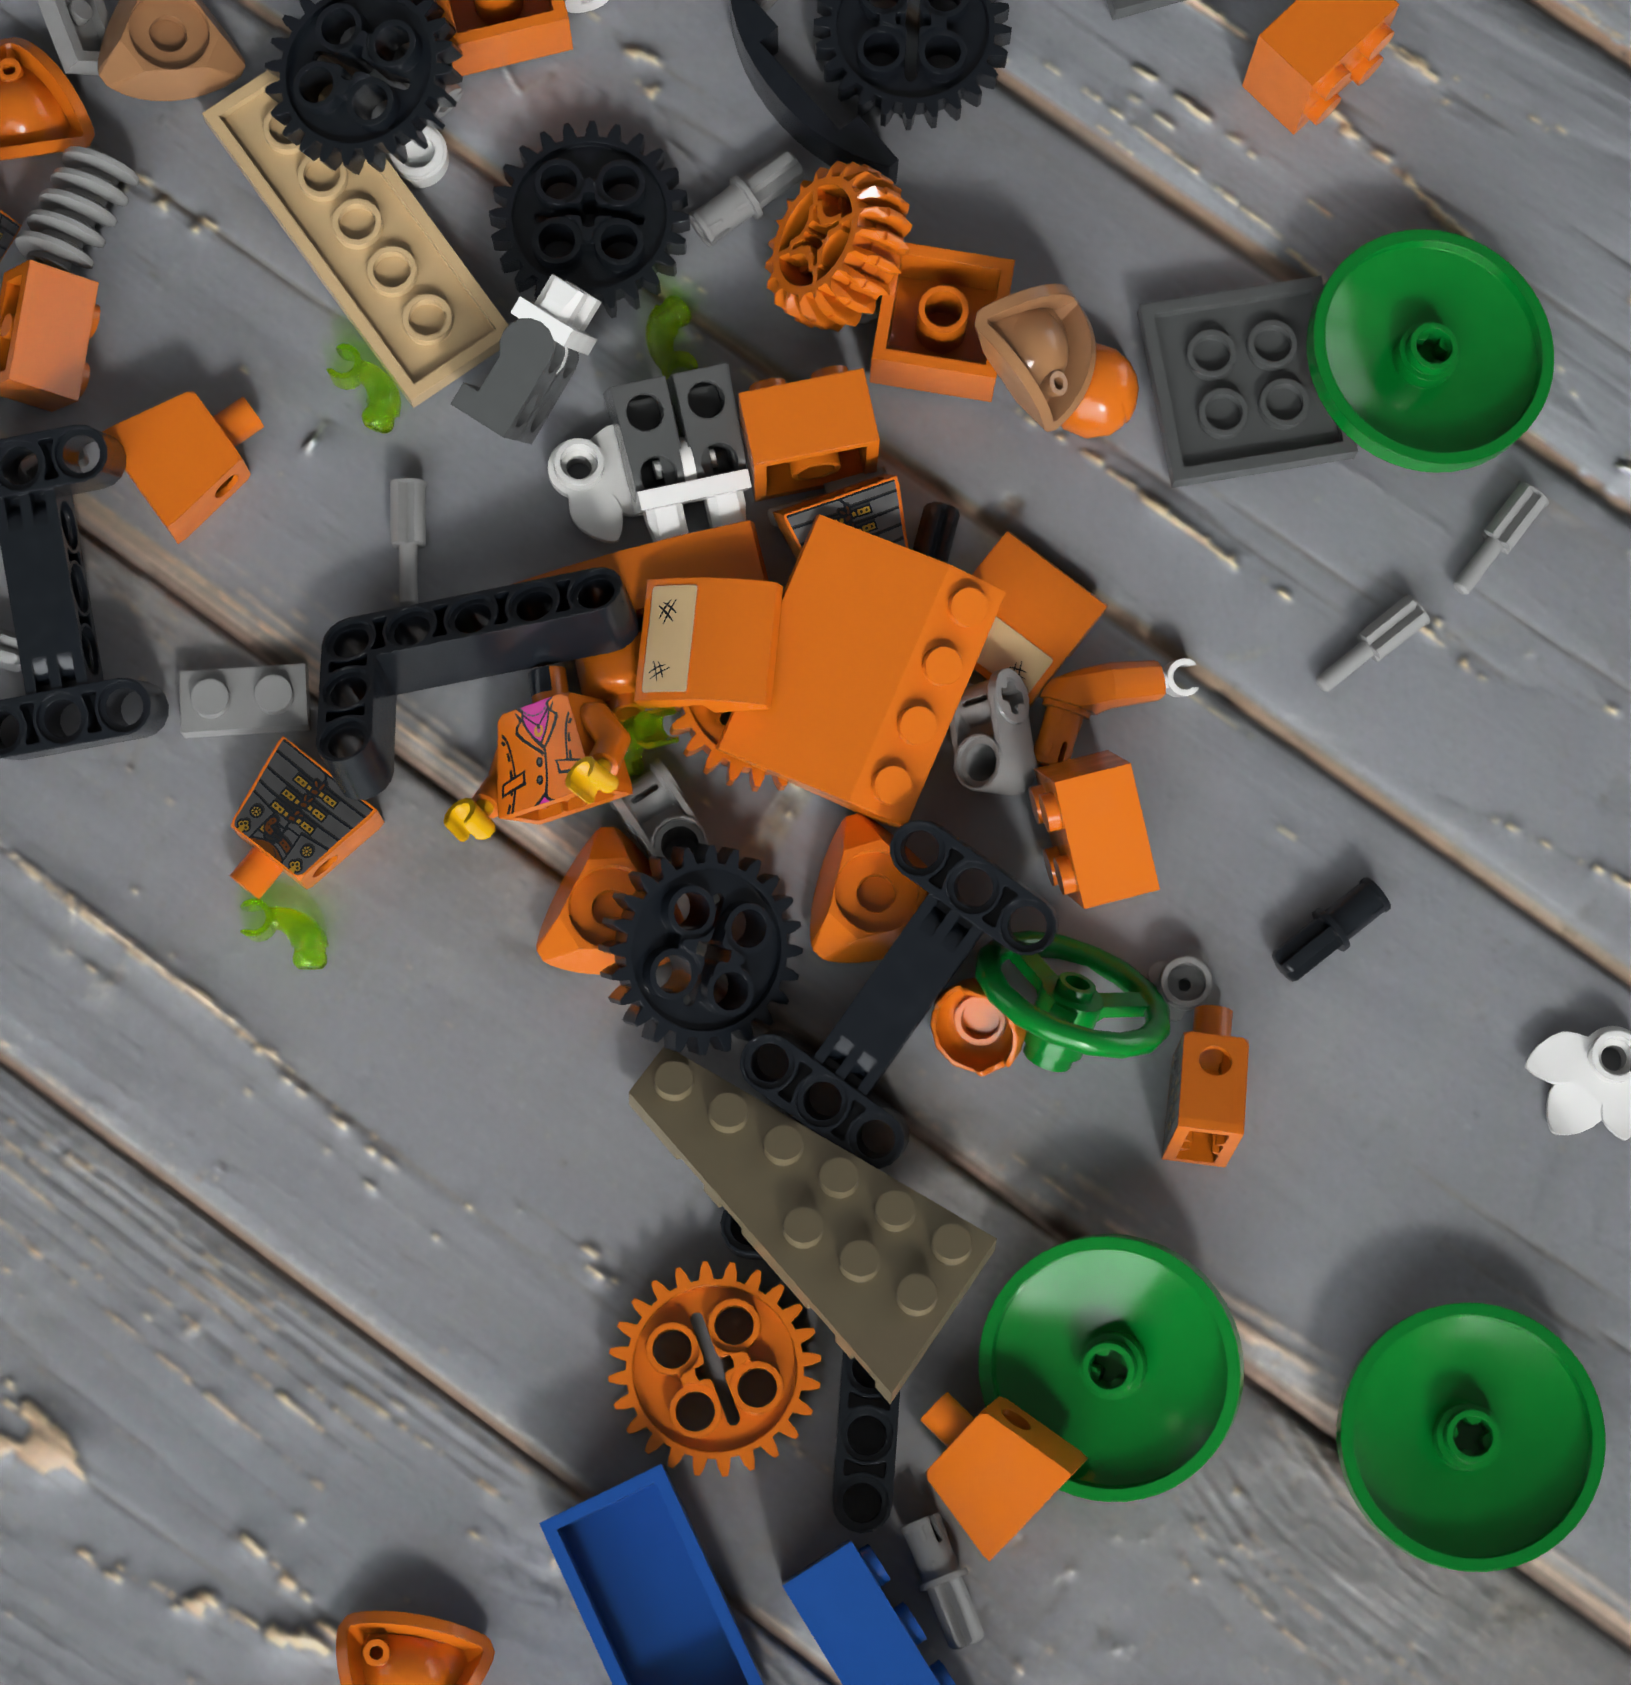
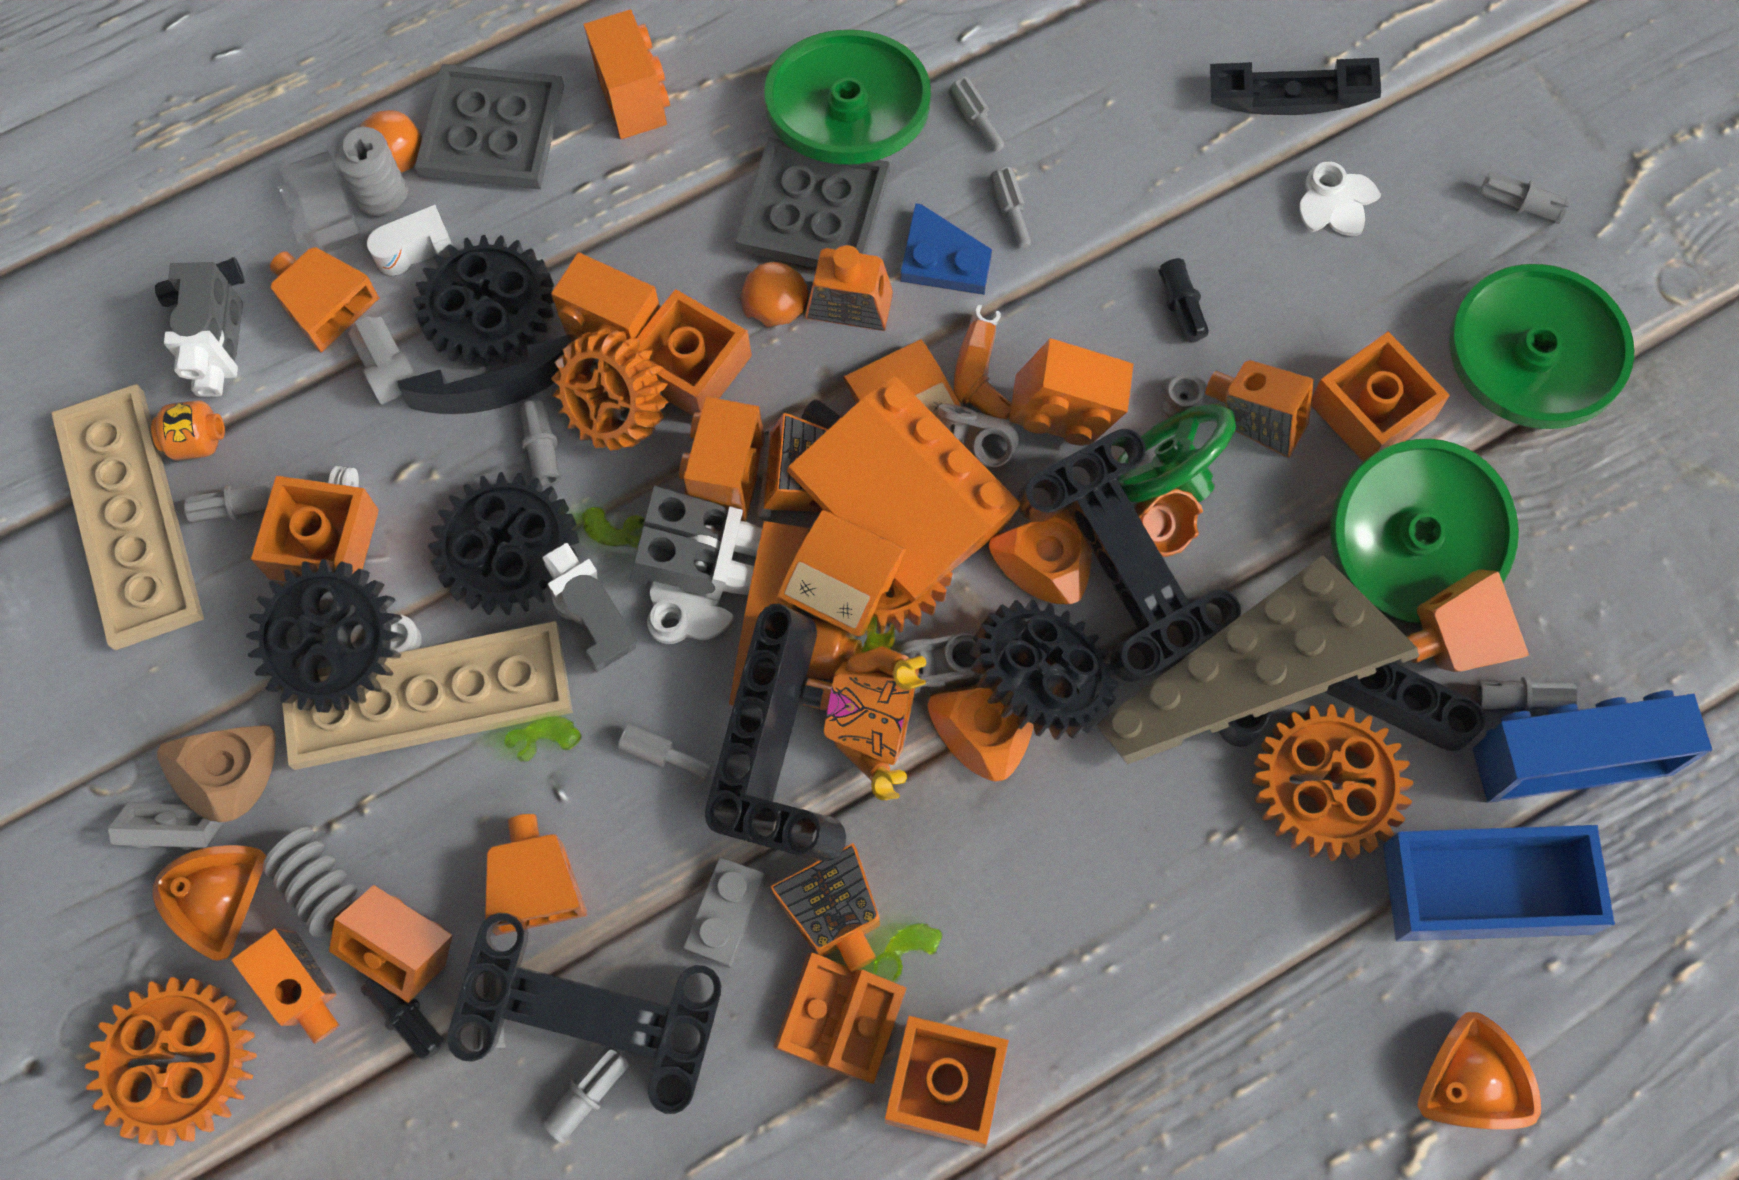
camera: 60 degrees left, 10 degrees down
(139, 1040) = (946, 1082): none -> orange brick
(174, 890) = (840, 1018): none -> orange slope
(951, 180) = (602, 297): none -> orange brick
(1040, 350) = (745, 299): medium nougat hat -> none
(1130, 480) = (850, 289): none -> orange torso
(1256, 584) = (944, 255): none -> blue wing
(1284, 1241) = (1378, 397): none -> orange brick

